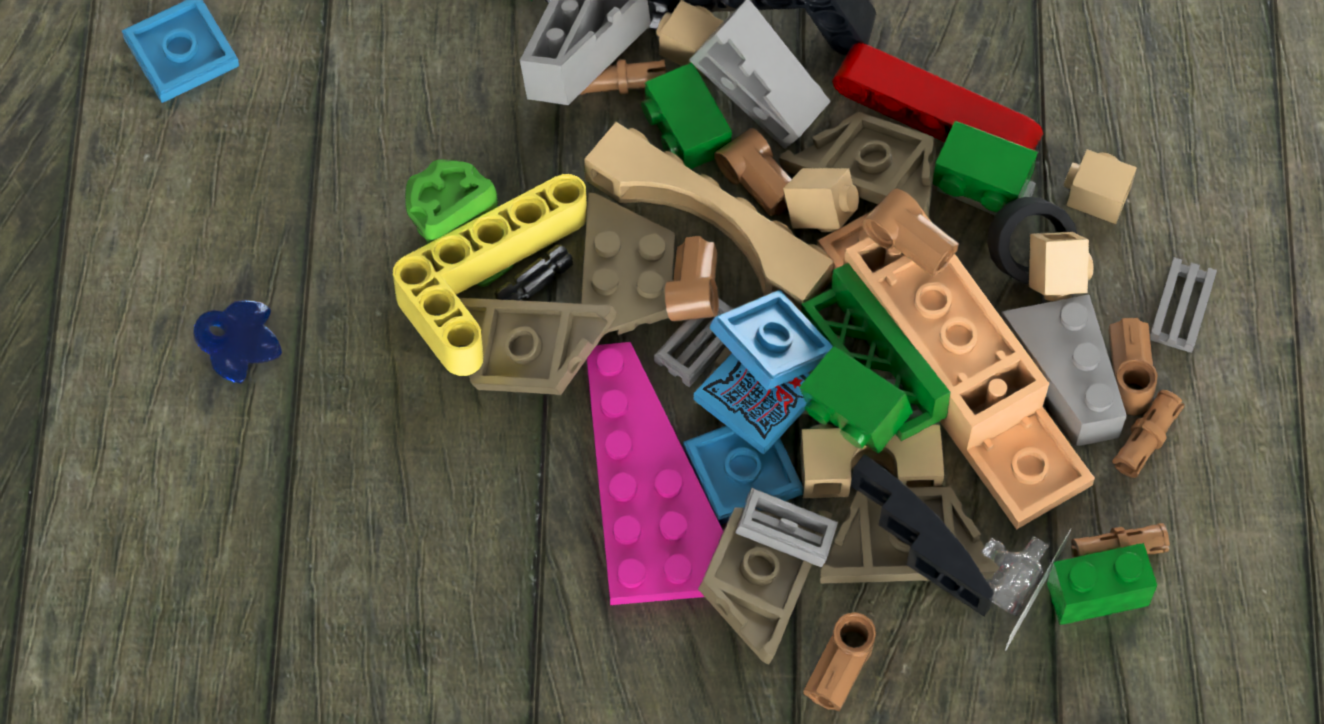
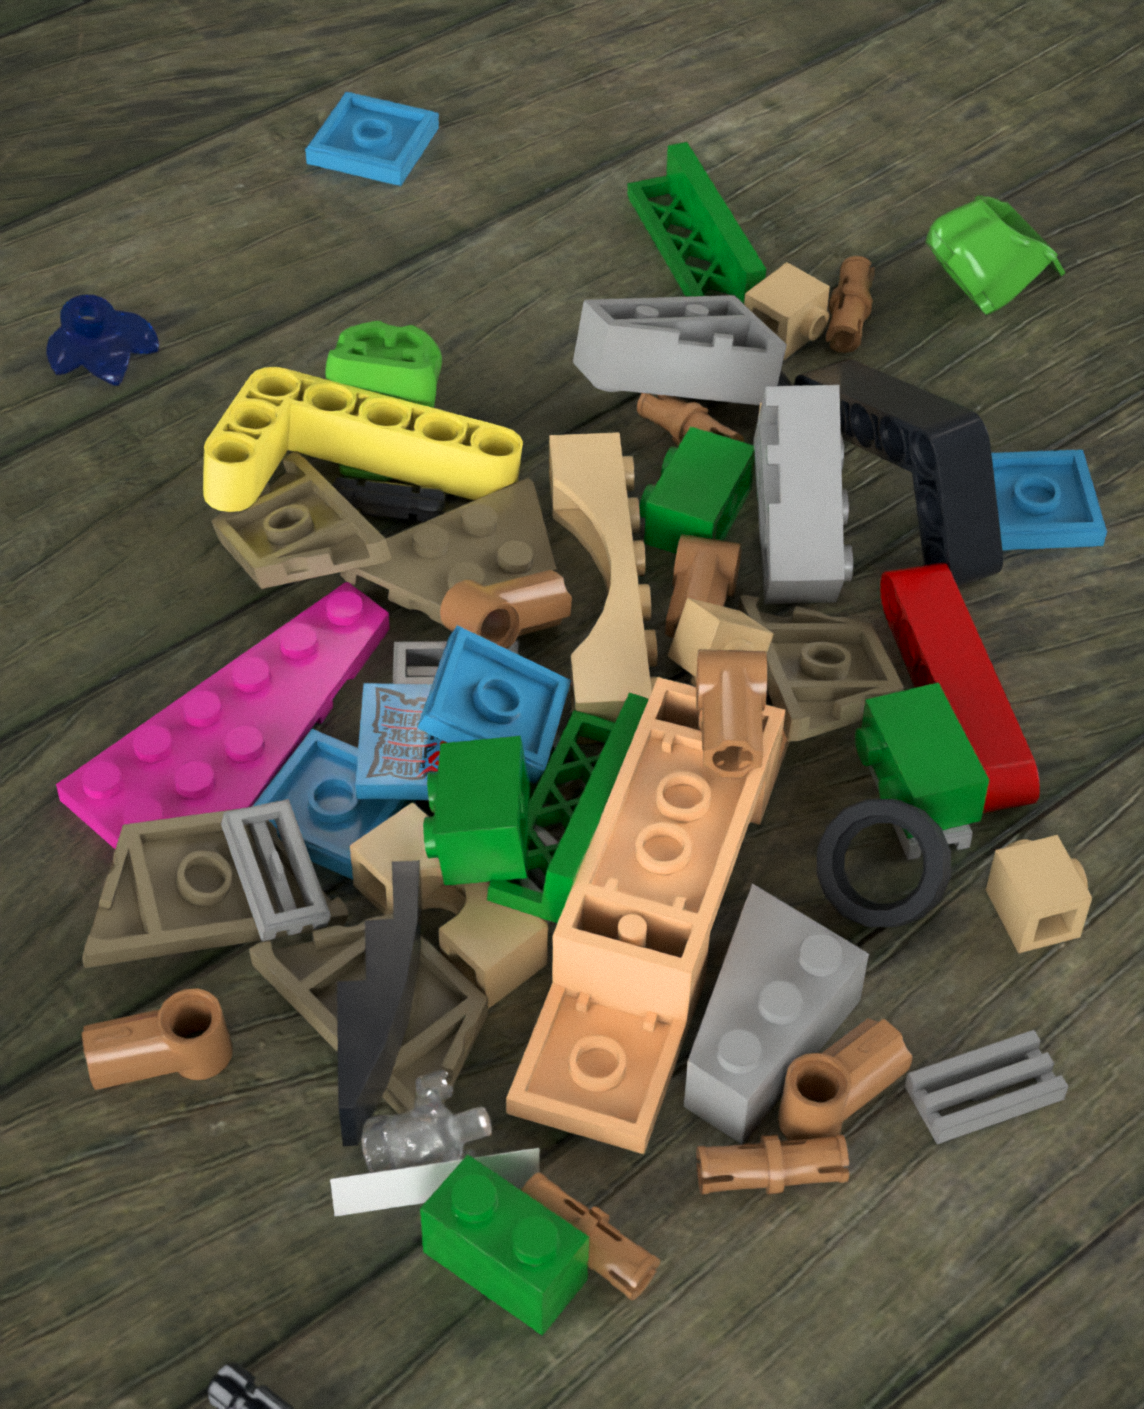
camera: 50 degrees right, 15 degrees down
(1059, 264) = (872, 897): brick -> none

